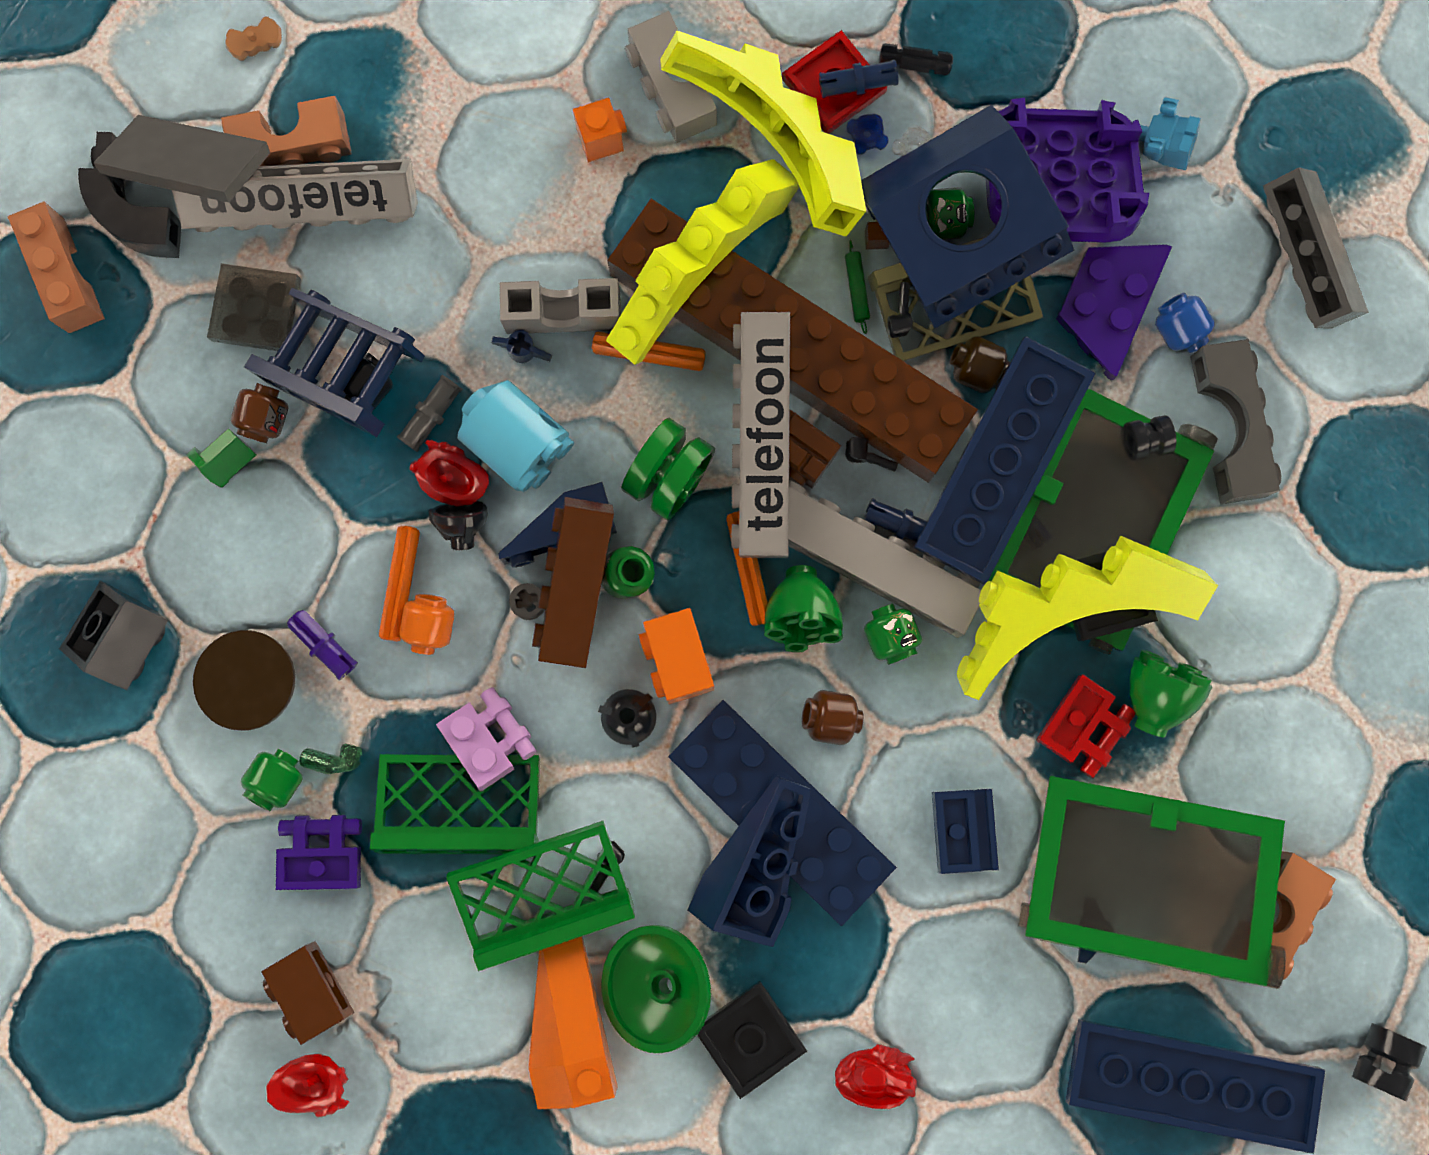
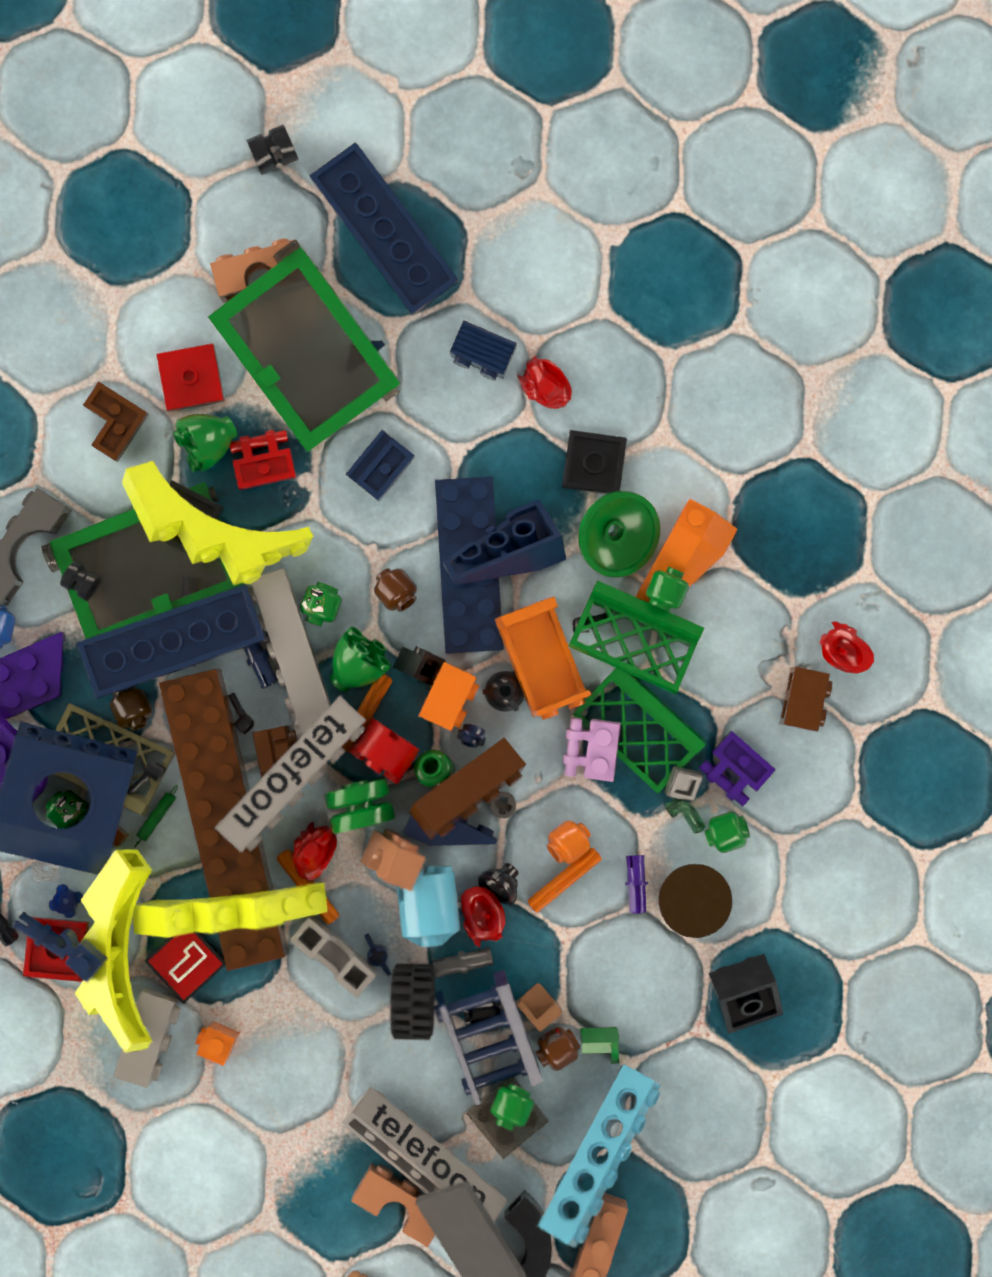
camera: 135 degrees left, 5 degrees up
(109, 245) = (585, 1164): none -> medium azure brick
(252, 315) = (512, 1107): none -> green head
(313, 437) = (539, 1007): none -> medium nougat panel
(360, 788) = (683, 783): none -> tile
(442, 327) = (412, 1001): none -> black tyre
(552, 976) = (667, 589): none -> green head
(584, 445) = (393, 858): none -> nougat arch
(619, 783) = (542, 658): none -> orange panel
(620, 641) = (471, 735): none -> dark blue plate
(674, 388) = (313, 851): none -> red hat
(693, 545) = (384, 751): none -> red brick
(696, 173) = (186, 963): none -> red tile
(738, 663) = (419, 664): none -> black brick
(801, 87) = (83, 956): none -> dark blue plate
(973, 1051) = (482, 350): none -> dark blue brick
(1237, 743) = (190, 377): none -> red plate
(1261, 637) = (122, 420): none -> reddish brown plate

